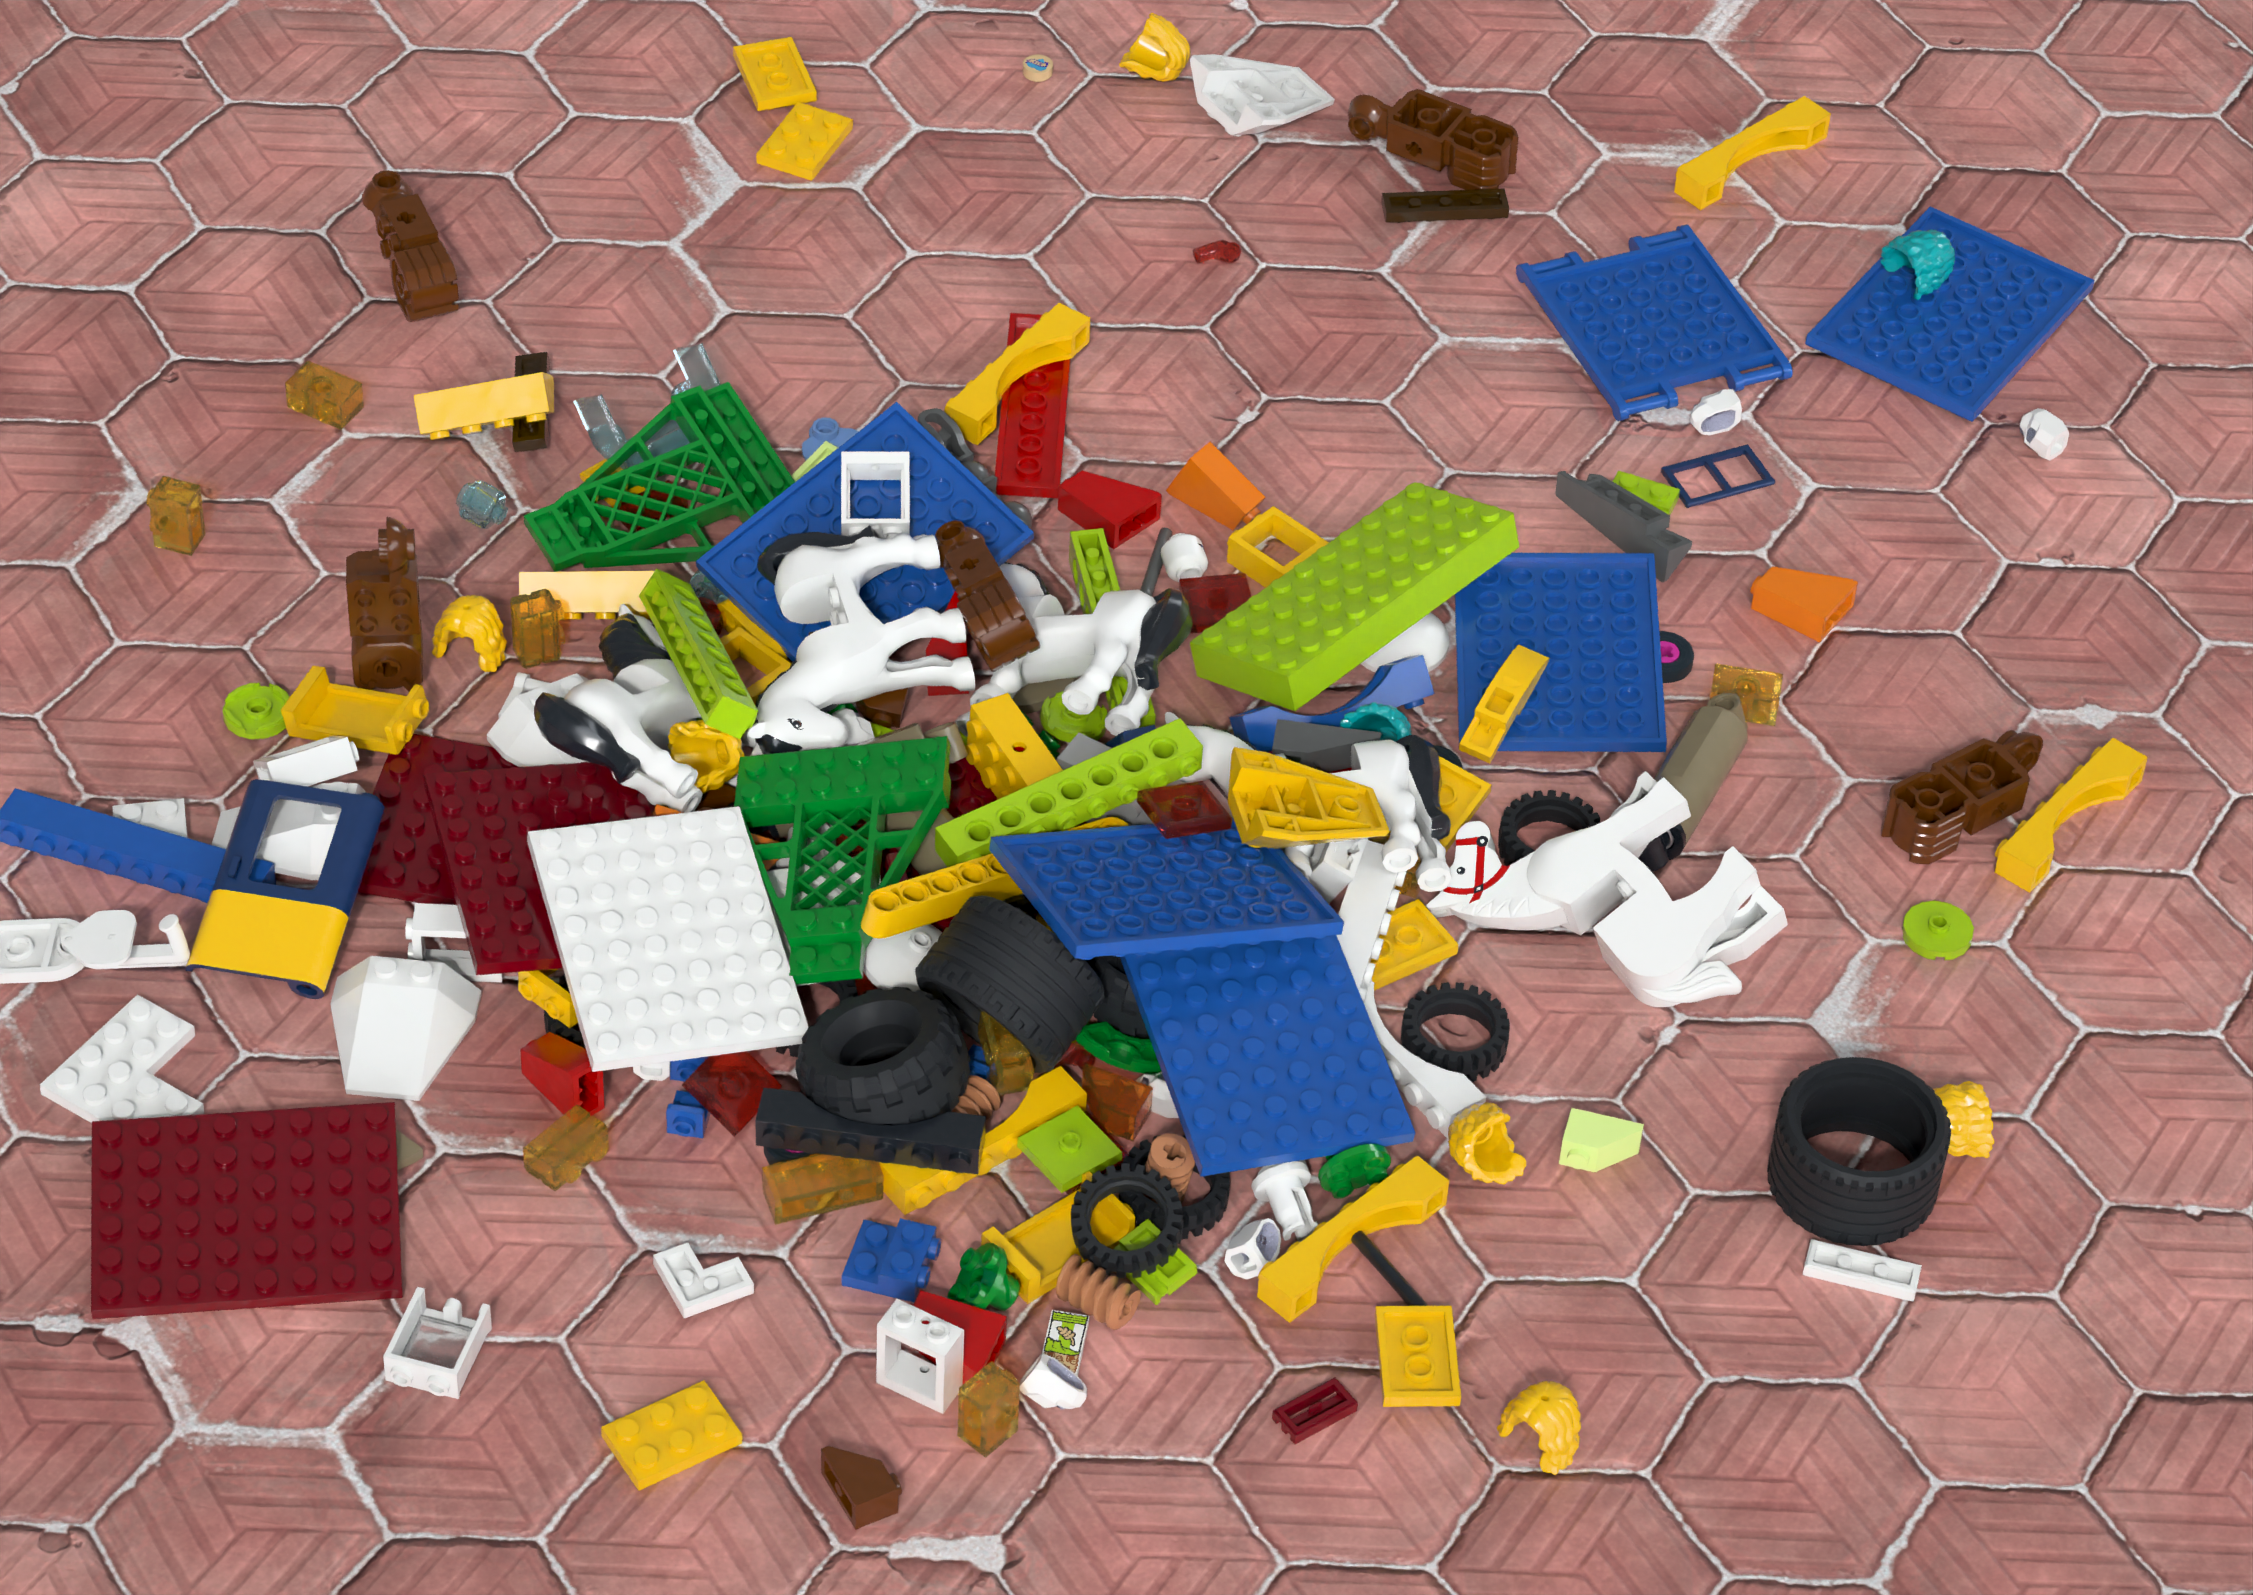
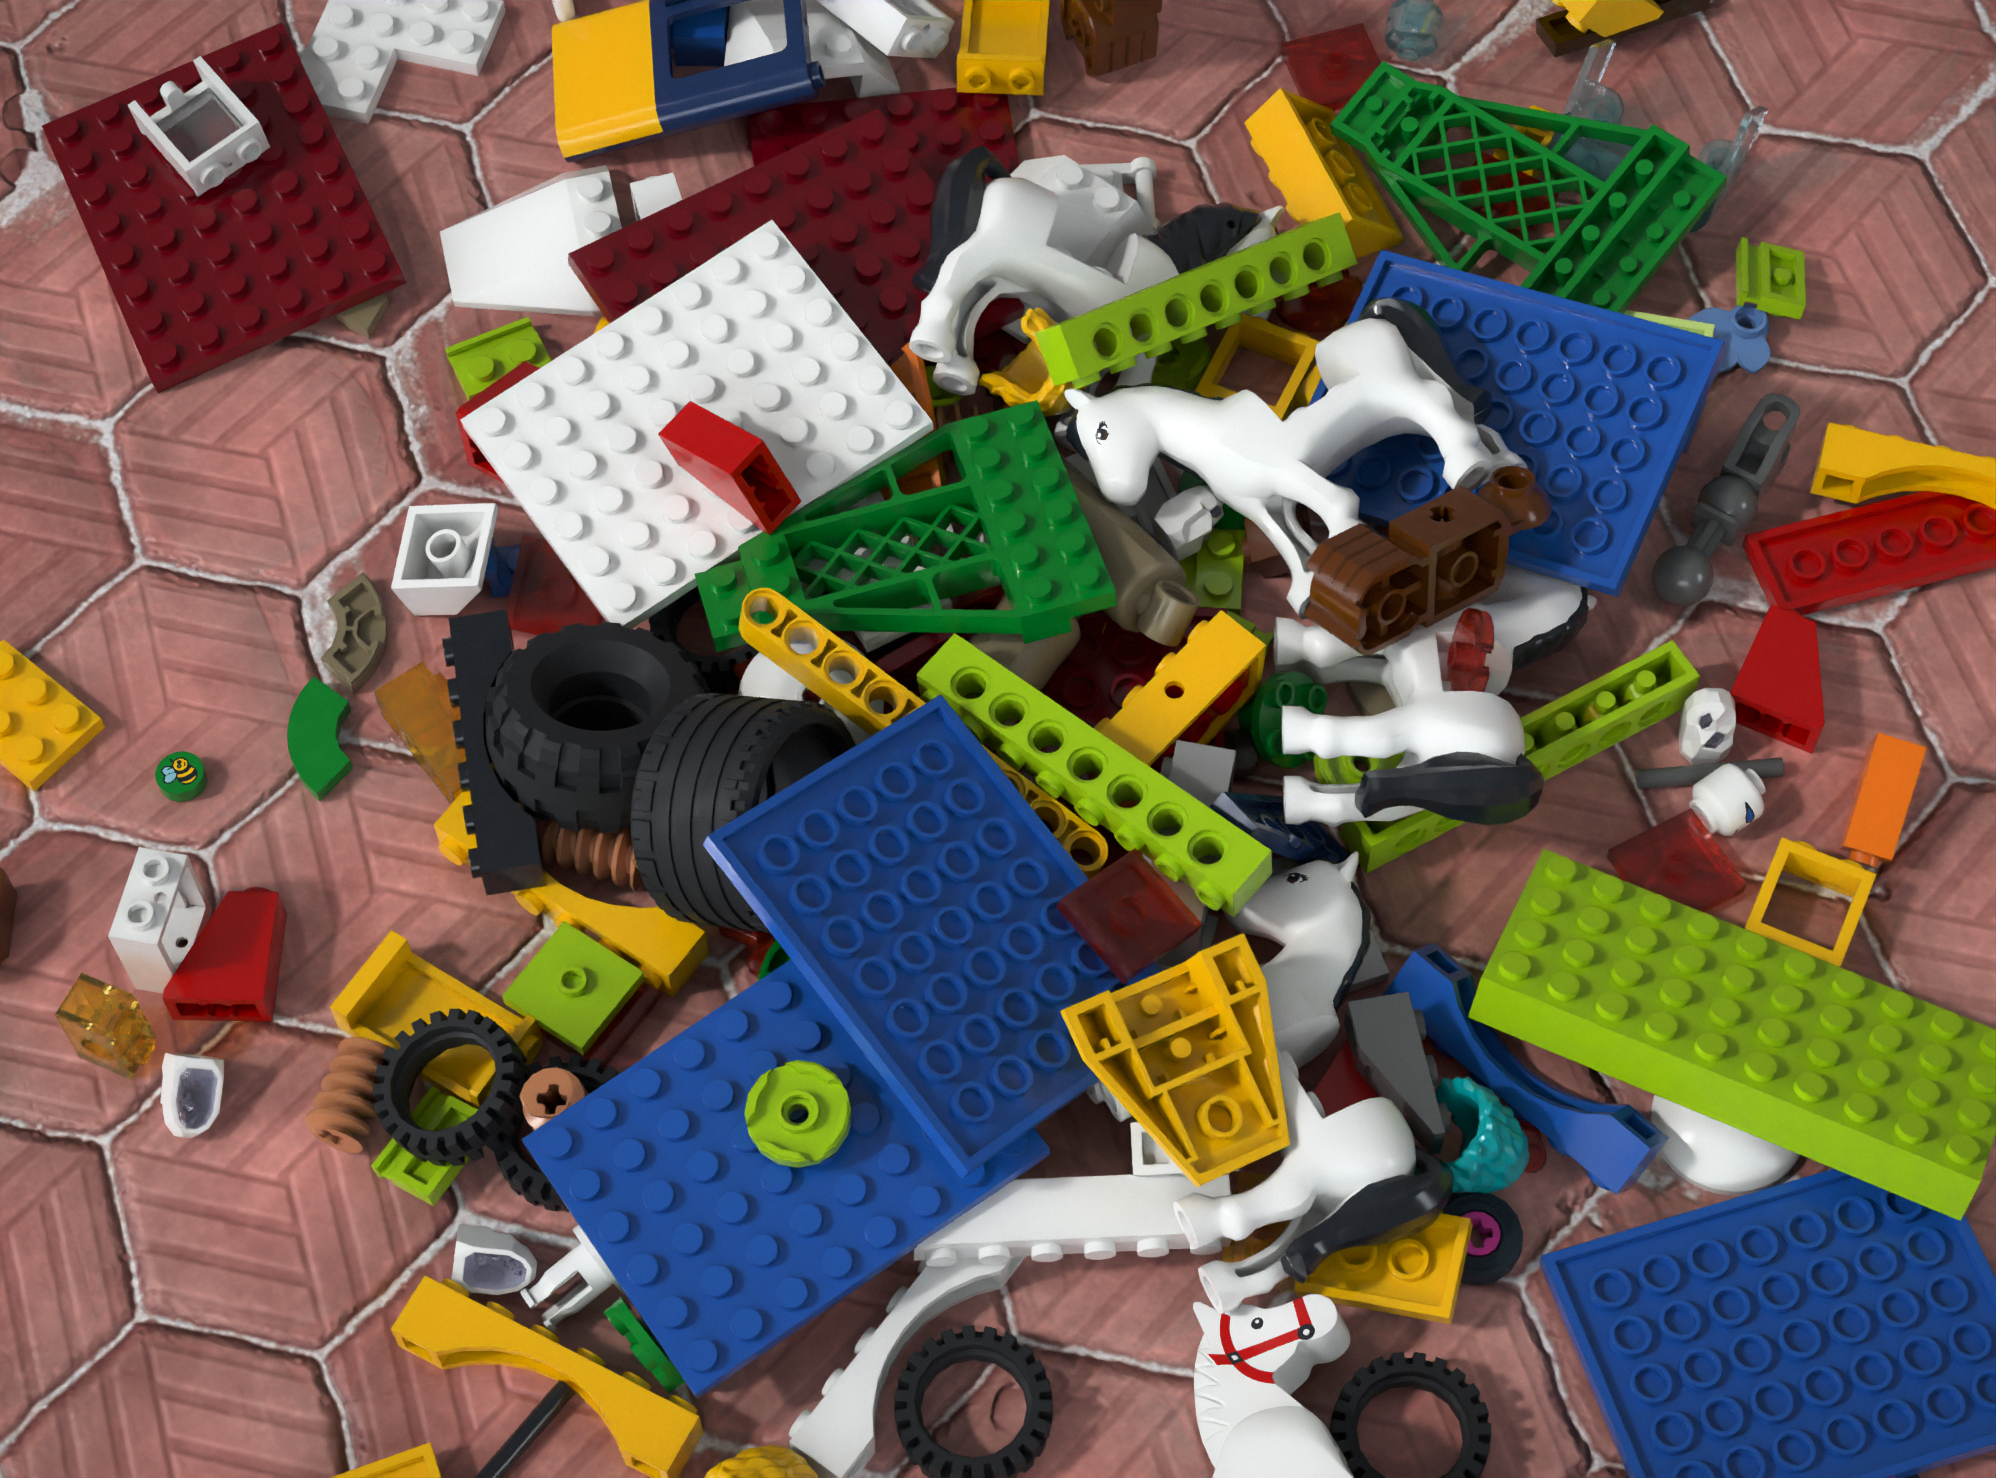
camera: 75 degrees right, 15 degrees up
(187, 1181) = (203, 131): none -> white window
(435, 1347) = (78, 440): white window -> none
(476, 619) = (1186, 91): yellow hair -> none
(488, 560) = (1331, 64): none -> clear red plate
(492, 1081) = (495, 353): none -> lime plate
(536, 628) = (1214, 143): clear yellow brick -> none
(566, 1148) = (408, 463): clear yellow brick -> none
(678, 1130) = (443, 556): none -> white slope
(699, 1288) = (241, 661): white plate -> none
(709, 1221) = (359, 635): none -> dark tan tile
(730, 908) = (731, 465): none -> red slope
(774, 1259) = (314, 738): none -> green tile
(776, 1346) = (181, 776): none -> green tile
(799, 405) = (1771, 278): none -> lime plate
(875, 467) = (1539, 351): white window -> none
(892, 1259) = (351, 852): blue plate -> none
(985, 1279) = (322, 961): green plate -> none
(1066, 1338) = (270, 1087): tile -> none
(1067, 586) = (1468, 651): none -> clear red plate
(1116, 1101) = (683, 1005): clear orange slope -> none
(1128, 549) = (1707, 726): none -> white rock
(1256, 1007) = (793, 1088): none -> lime plate
(1319, 1415) = (281, 1446): dark red tile -> none
(1411, 944) = (1120, 1300): yellow plate -> none
(1503, 702) = (1625, 1285): yellow slope -> none

